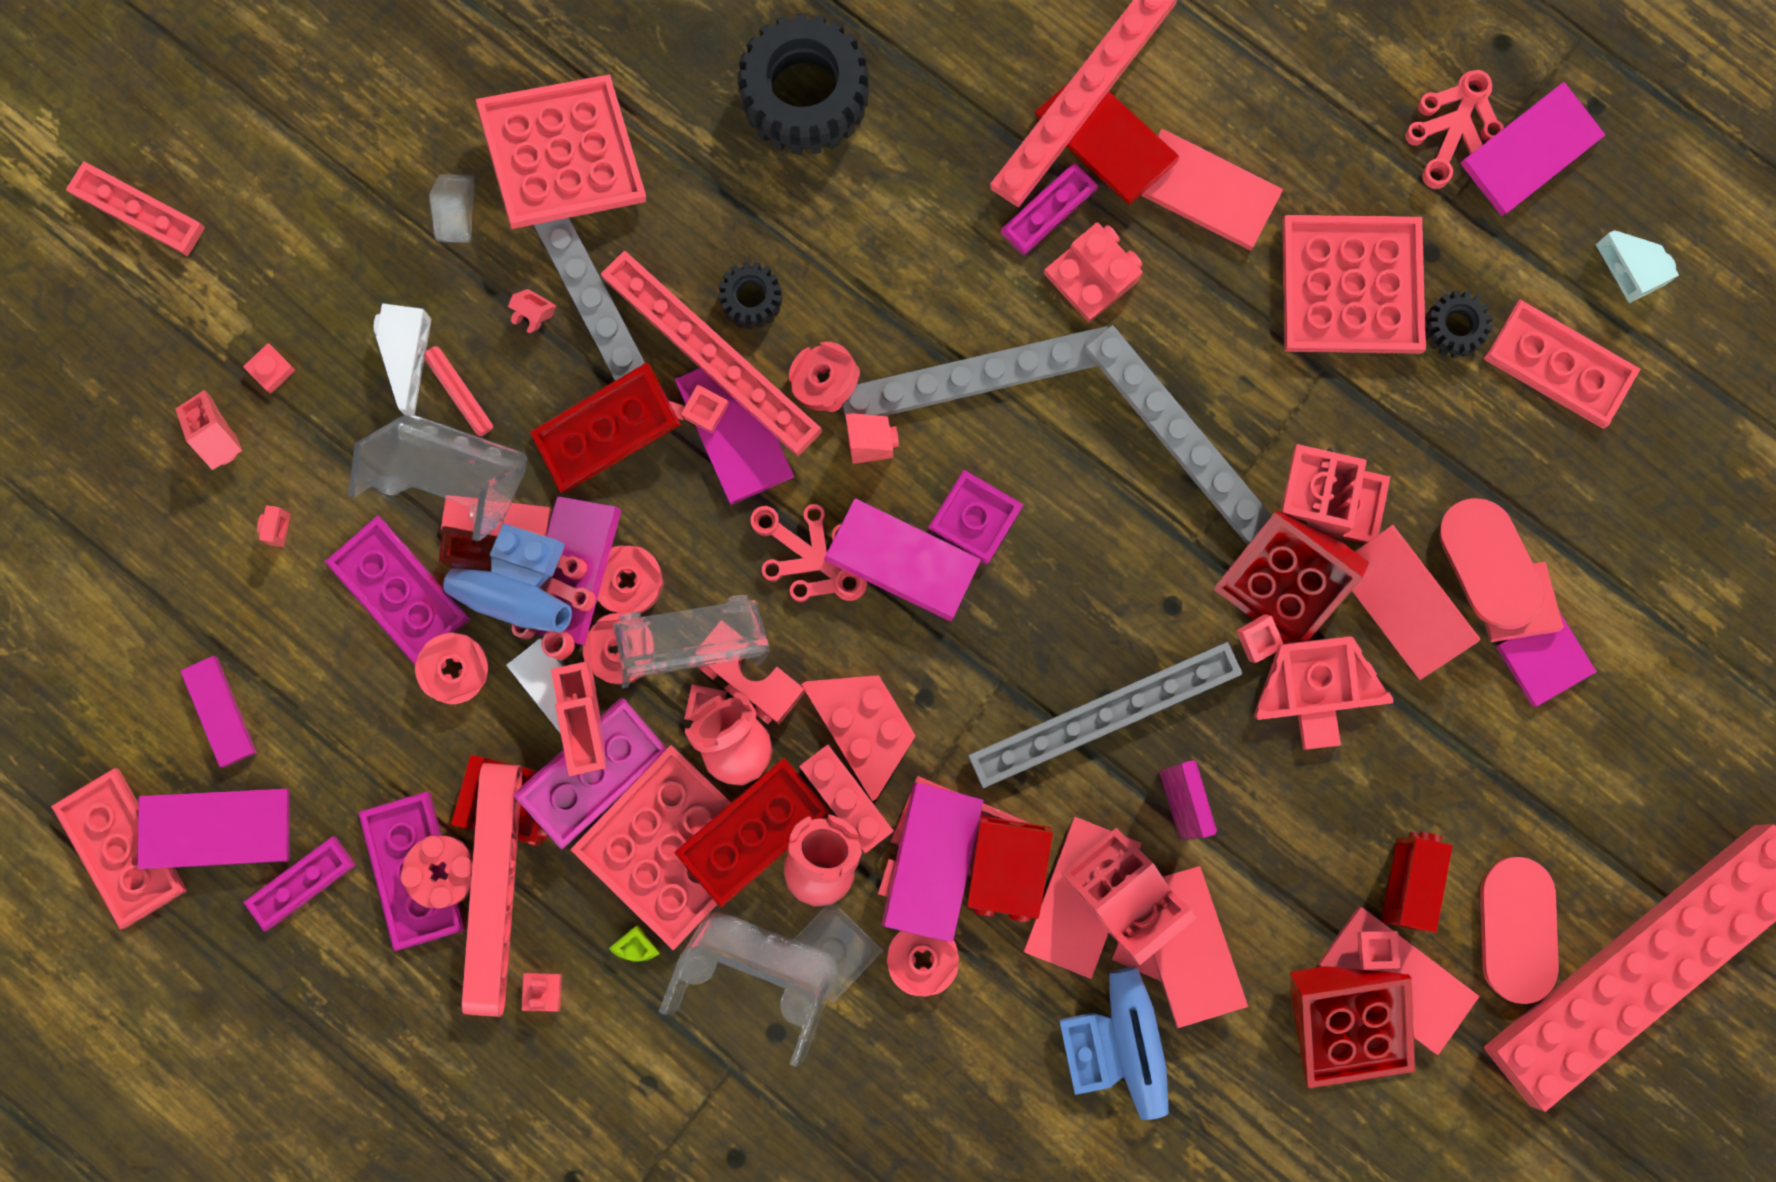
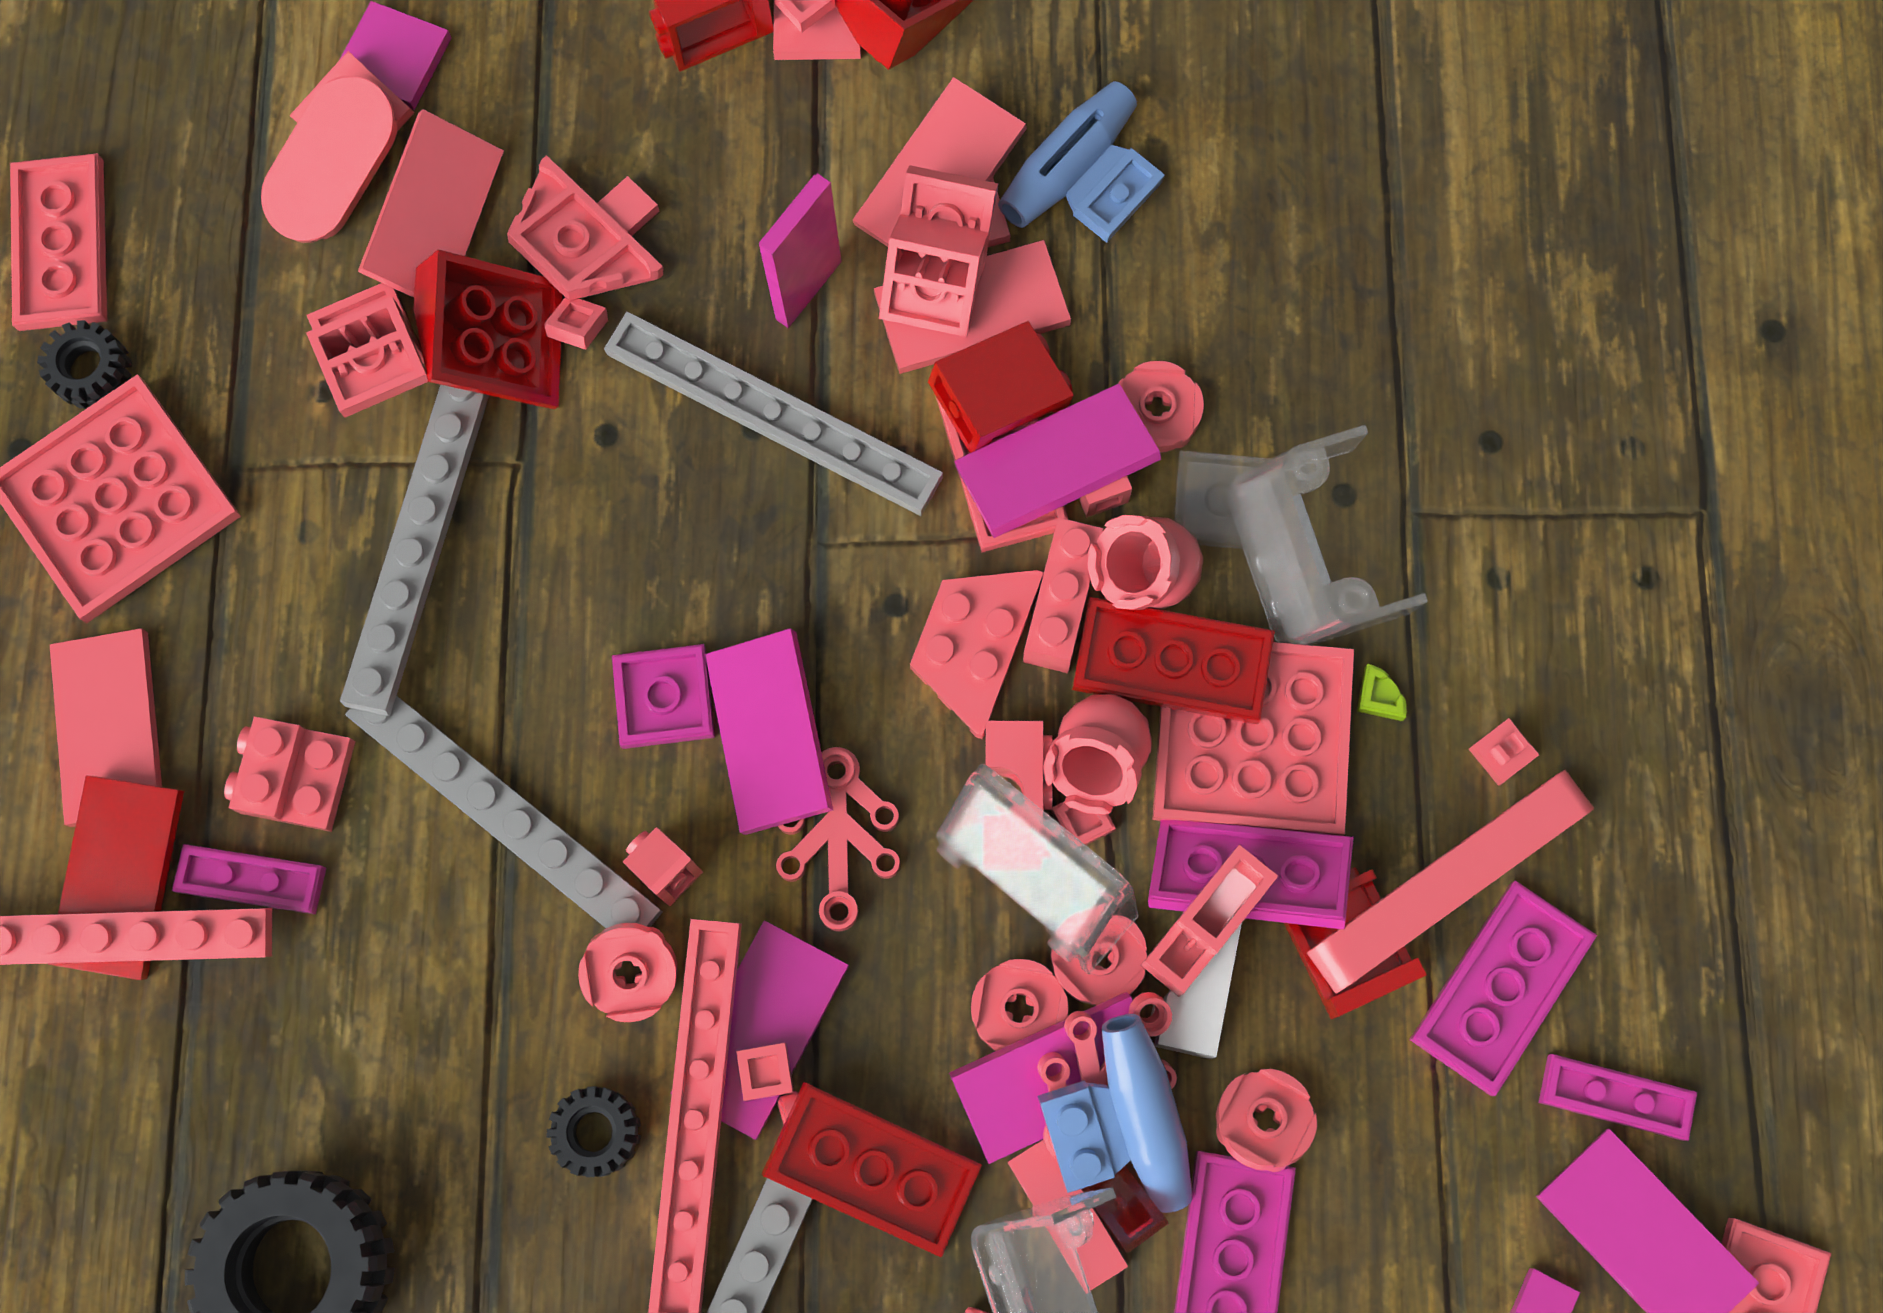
camera: 125 degrees left, 5 degrees down
(418, 875) = (1499, 929): coral plate -> none

